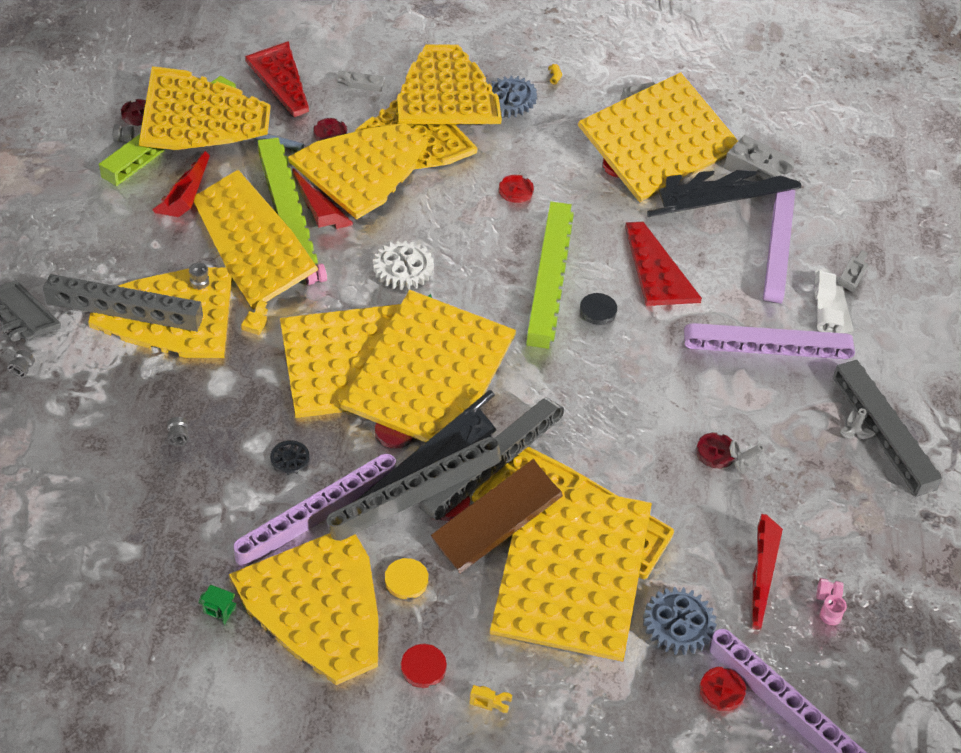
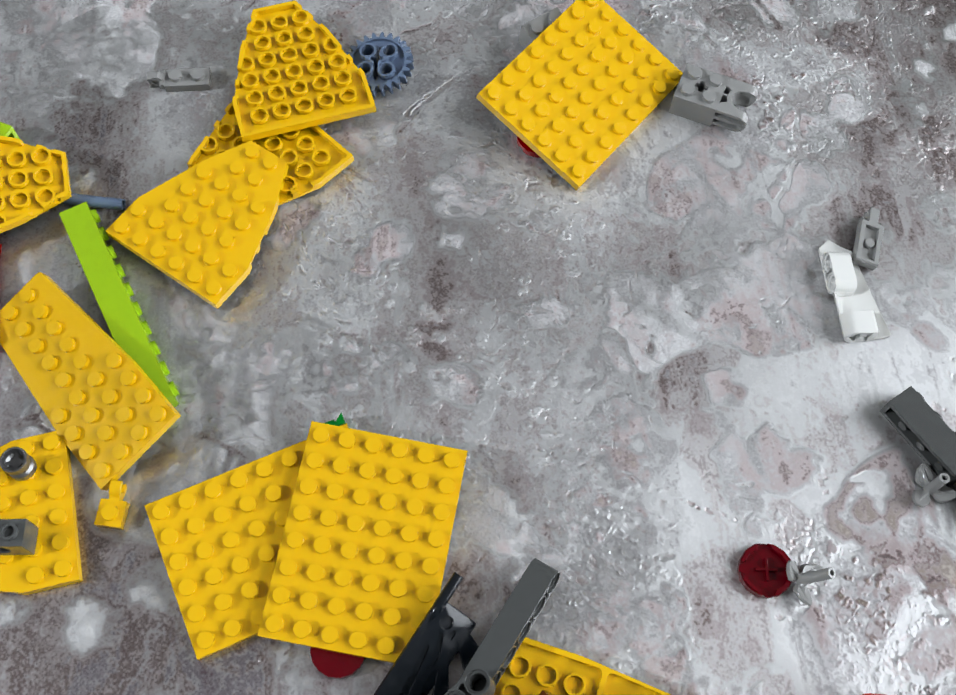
camera: 10 degrees left, 15 degrees up
(279, 73) = (69, 91): red wing -> none
(320, 275) = (187, 413): bright pink wheel -> none
(322, 208) = (169, 299): red wedge -> none
(329, 128) = (154, 168): dark red tile -> none
(403, 265) = (275, 382): white gear -> none
(516, 188) = (416, 206): red tile -> none
(549, 276) = (490, 341): lime brick -> none
(557, 74) = (426, 8): yellow arm -> none
(598, 308) = (563, 375): black tile -> none
(657, 272) = (628, 302): red wing -> none
(729, 188) = (664, 160): black animal -> none
(769, 341) = (790, 377): lavender beam -> none
(779, 247) = (767, 221): lavender beam -> none

